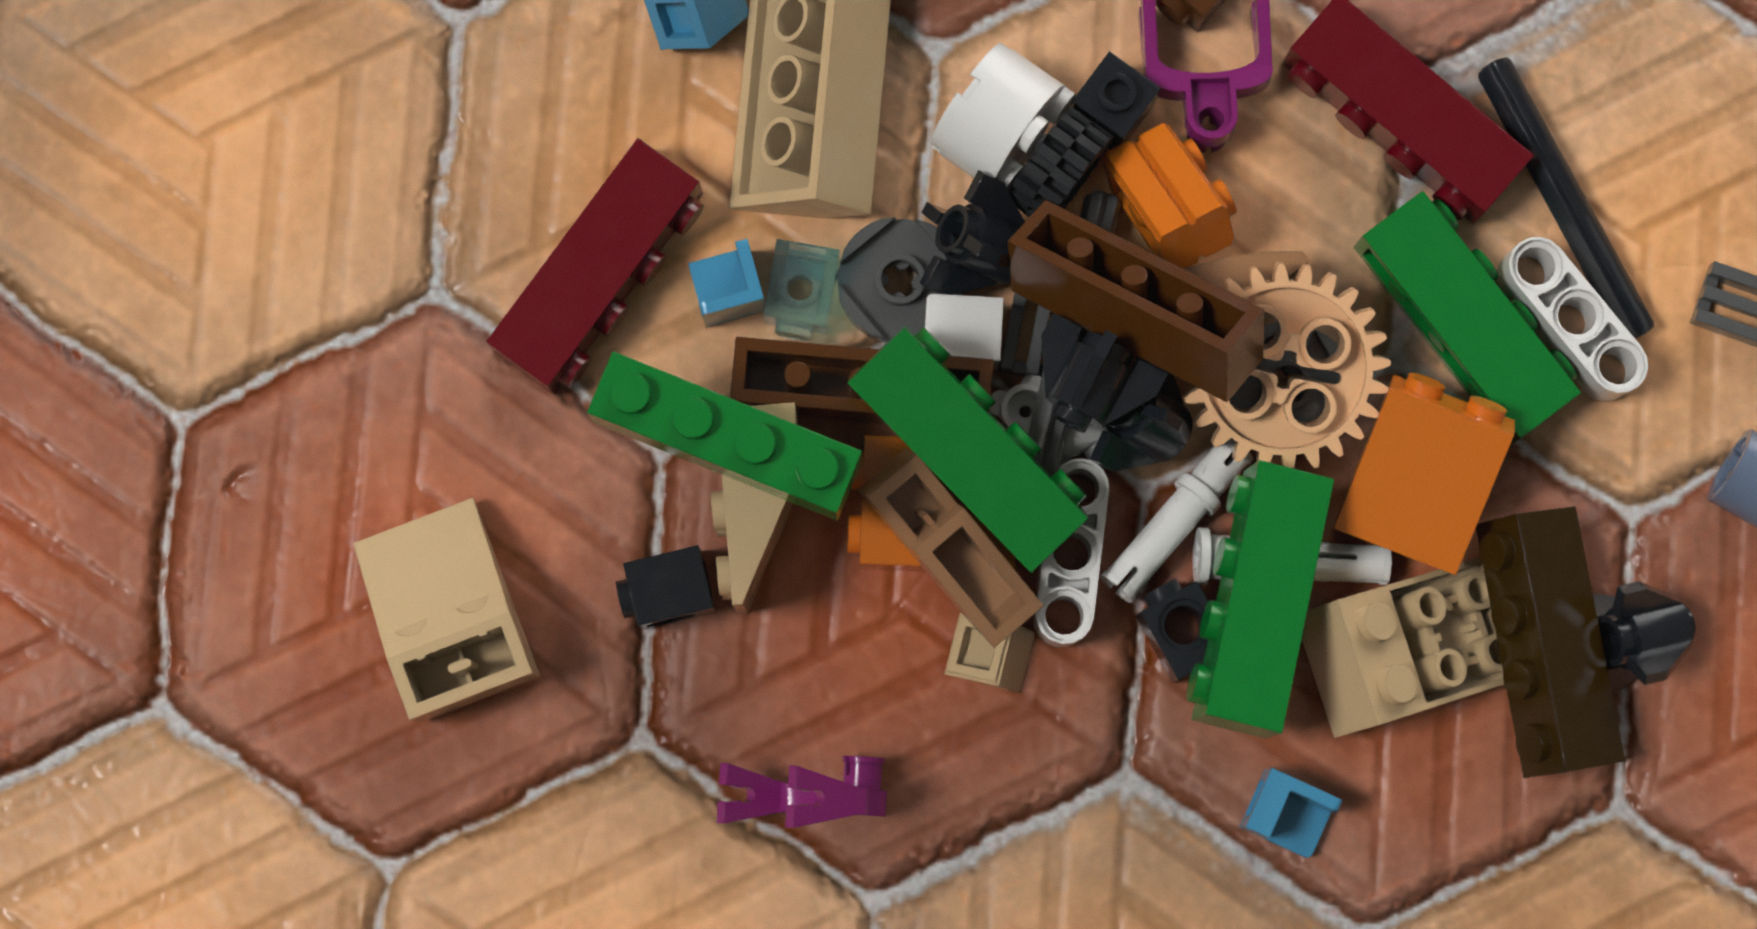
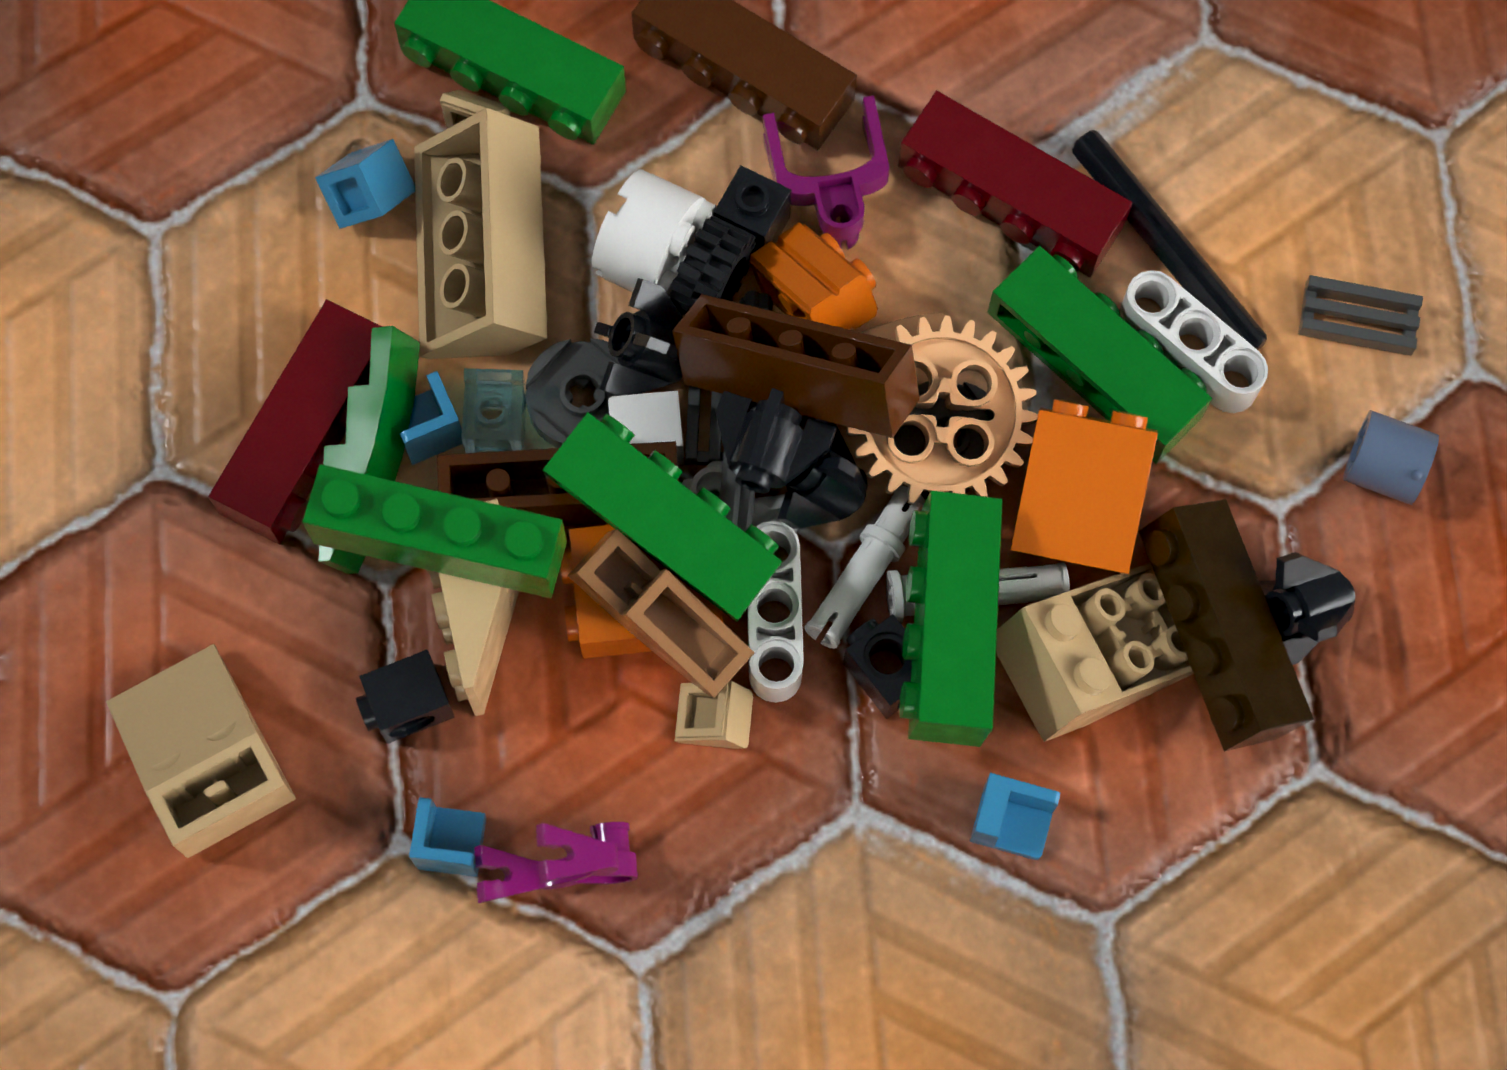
camera: 10 degrees left, 10 degrees down
(673, 285) = (375, 421): none -> green slope
(693, 745) = (446, 839): none -> dark azure panel

